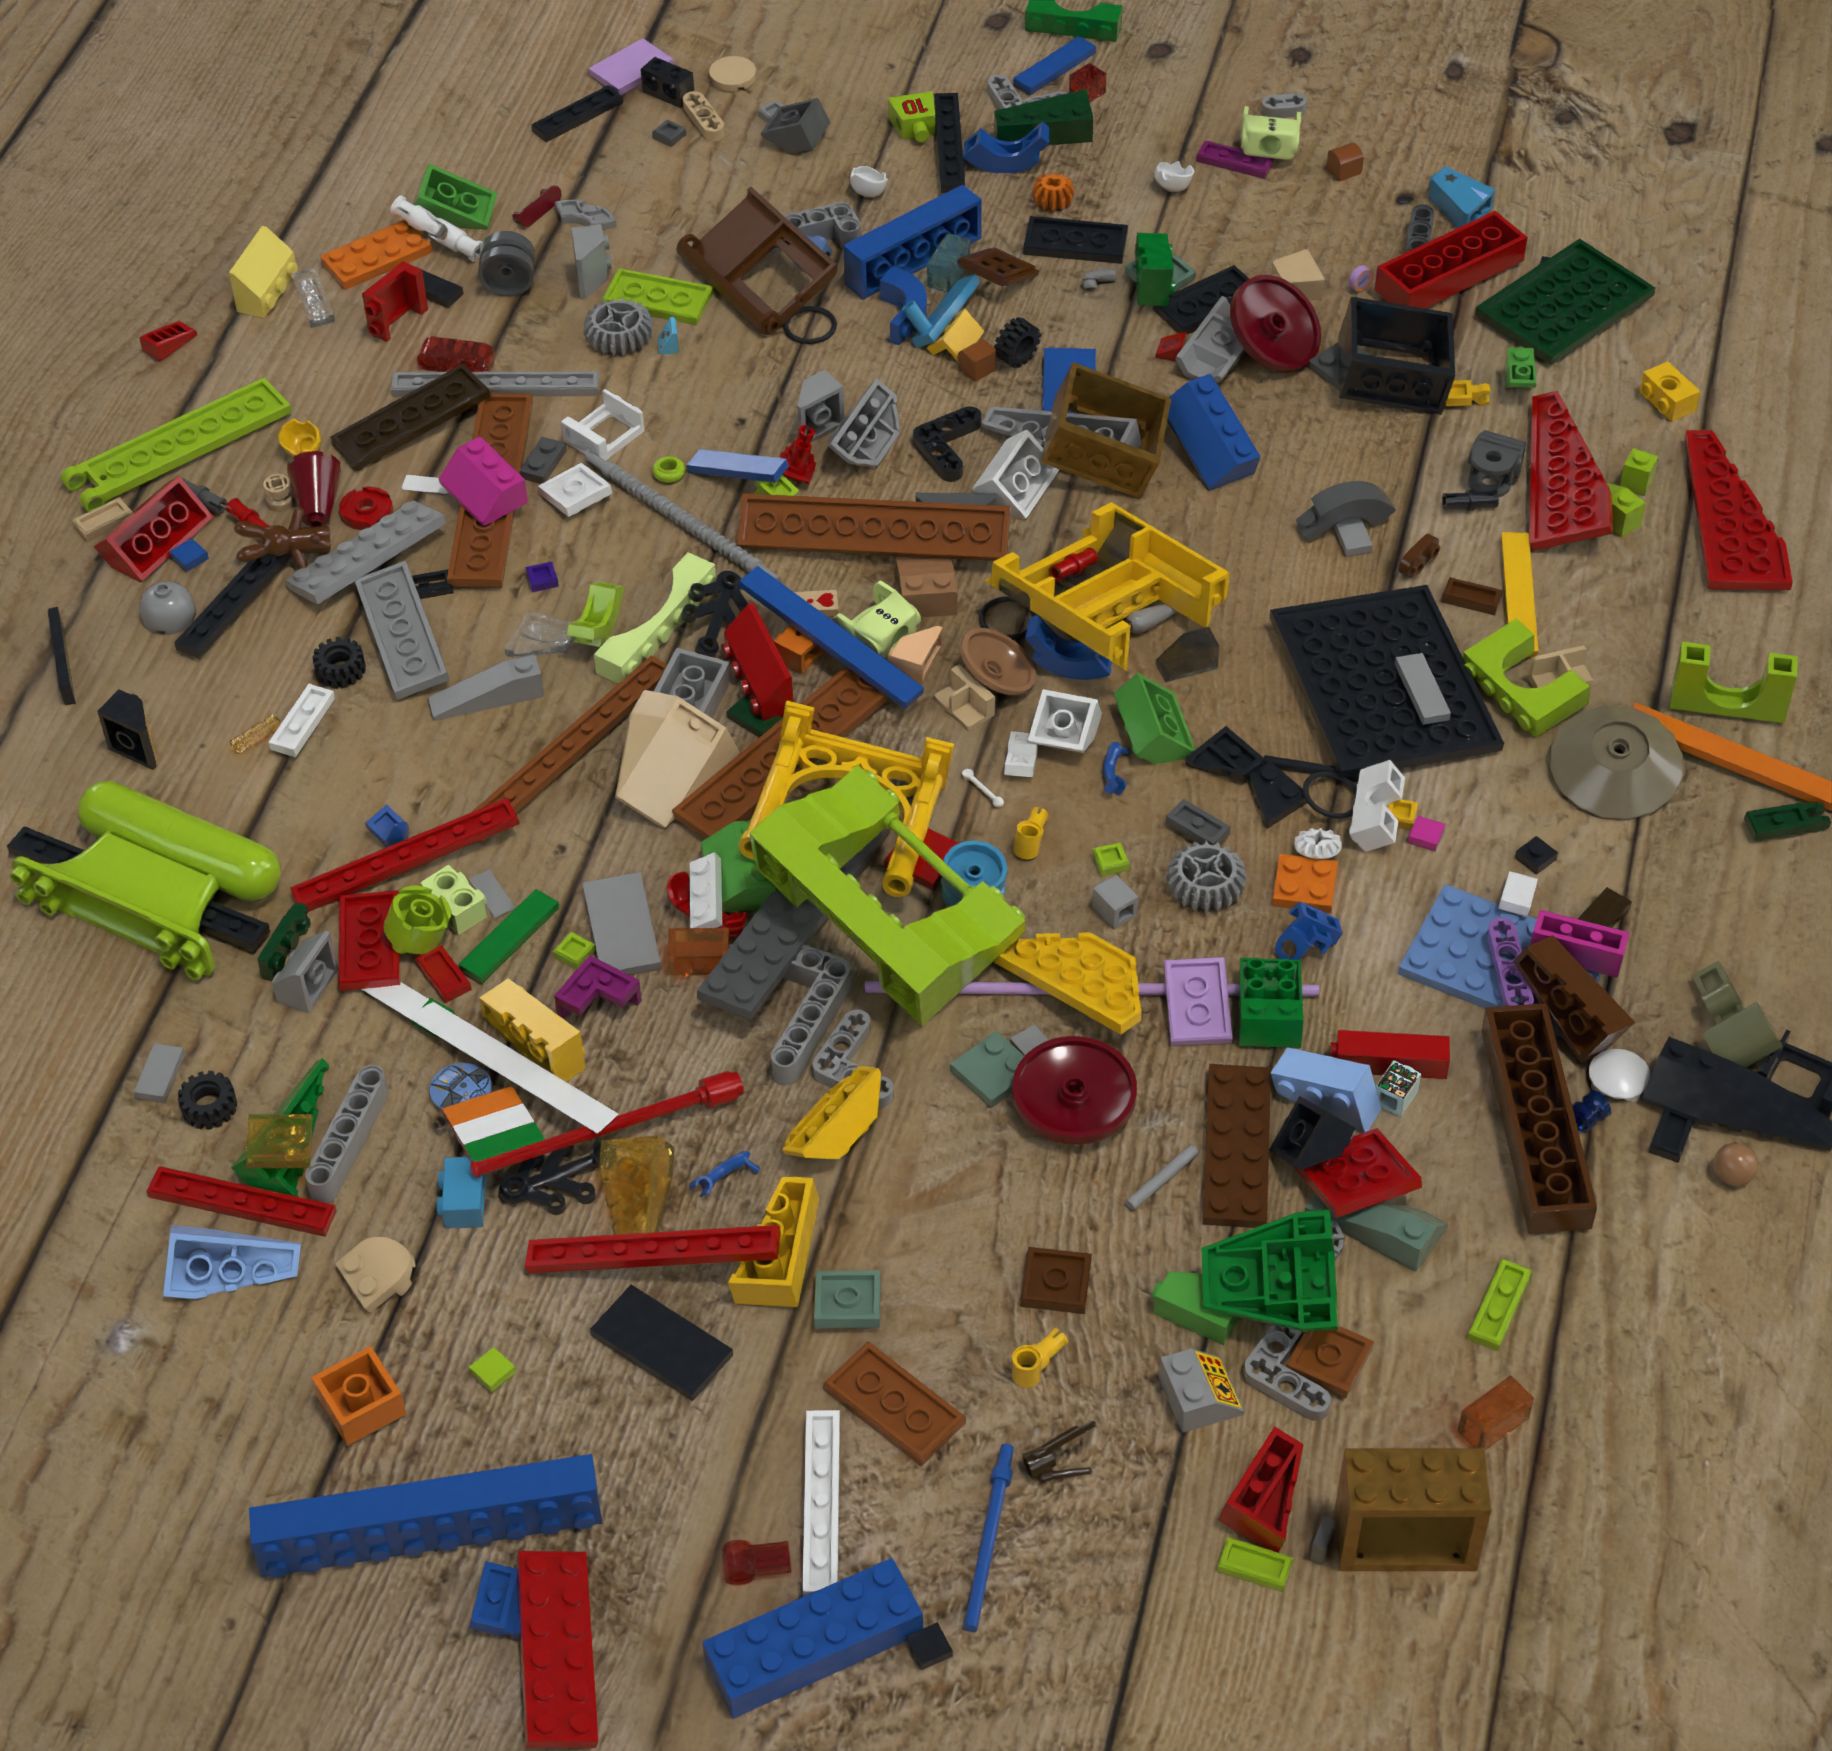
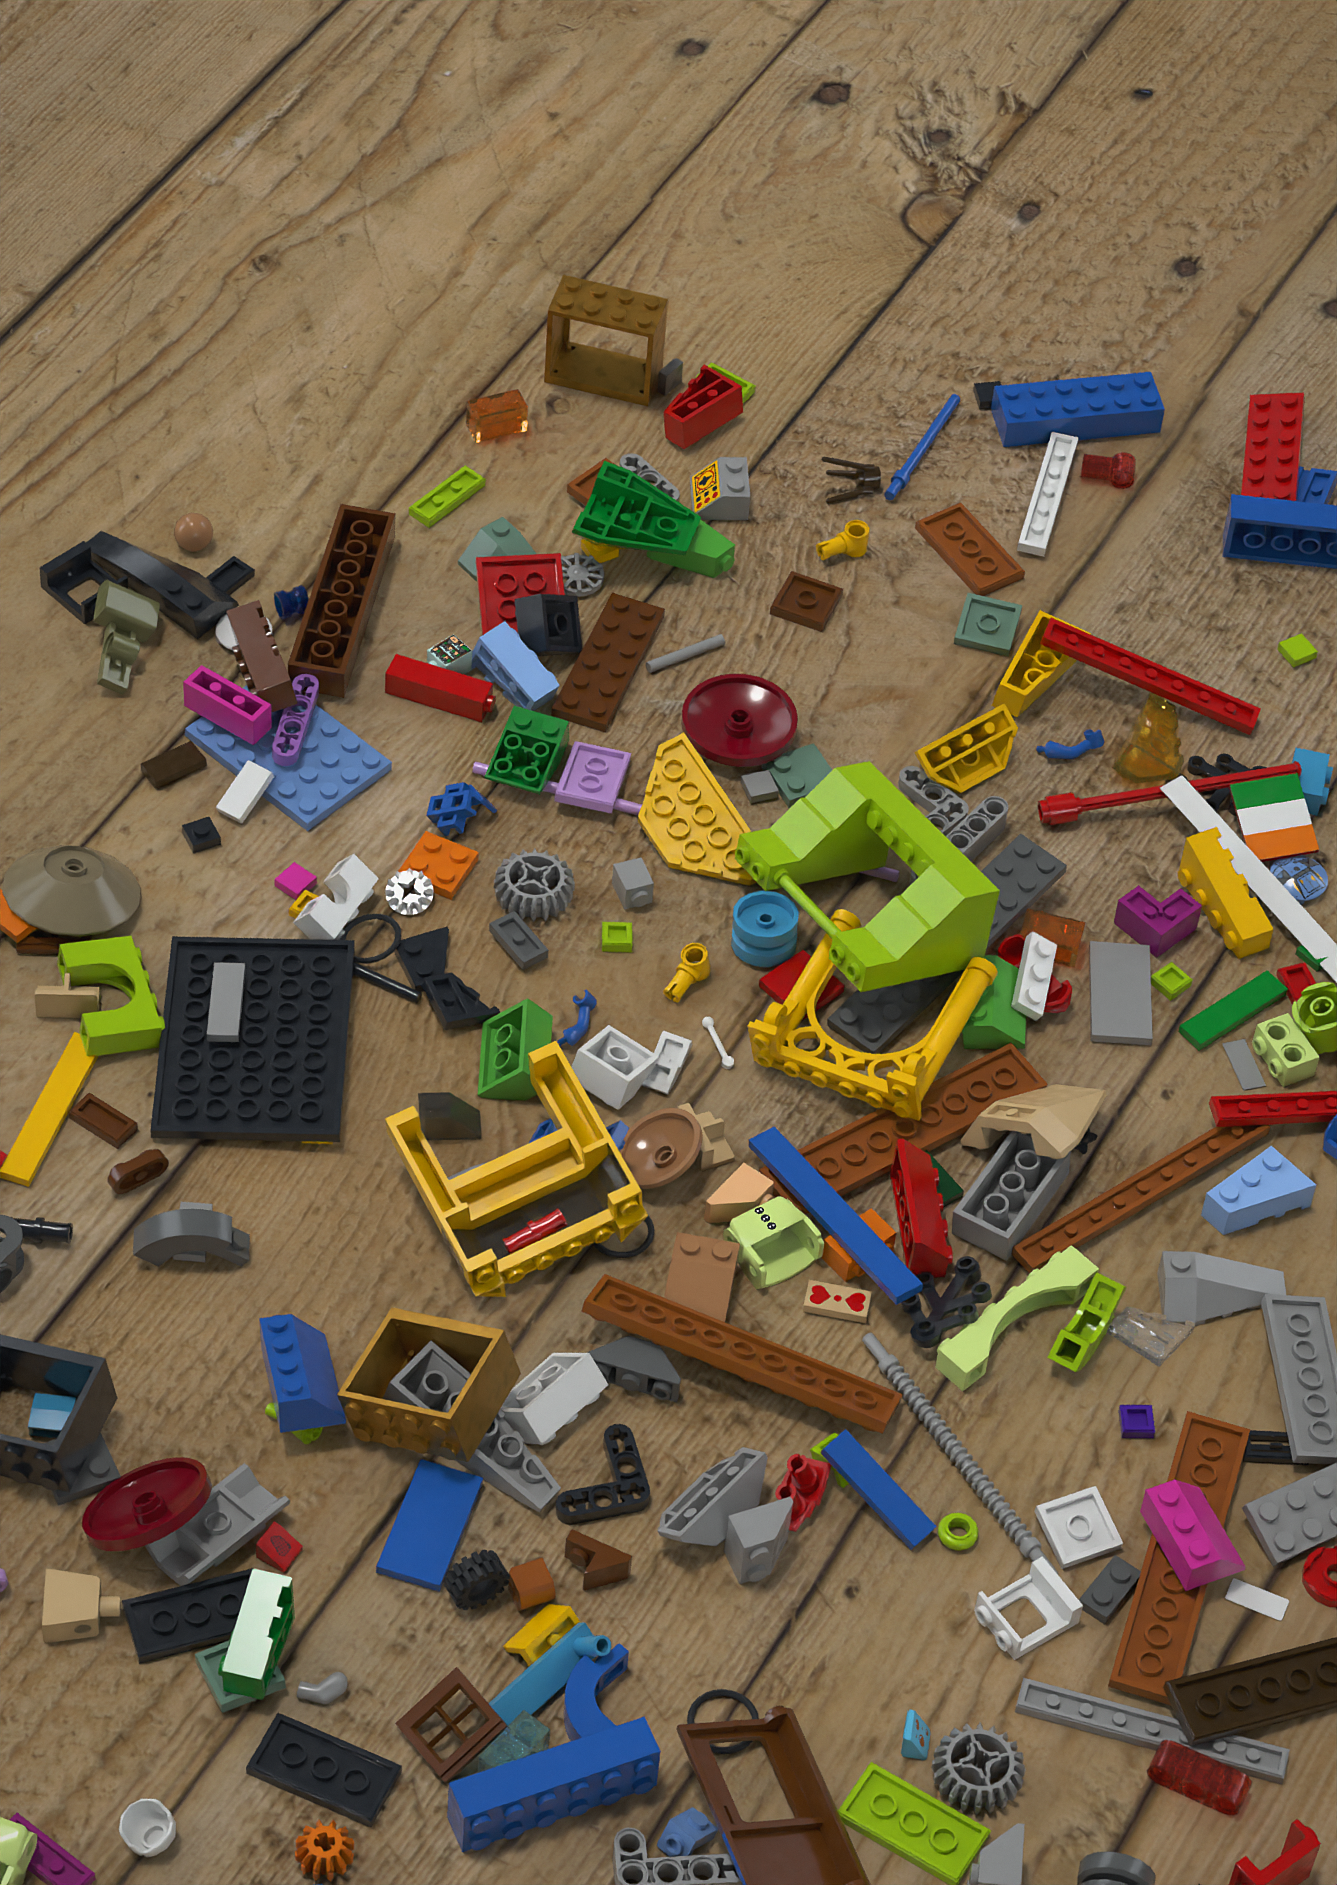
camera: 170 degrees left, 0 degrees up
(464, 761) = (1257, 1191): none -> light blue wedge
(661, 1342) = (1151, 633): black tile -> none
(932, 385) = (602, 1561): none -> reddish brown slope

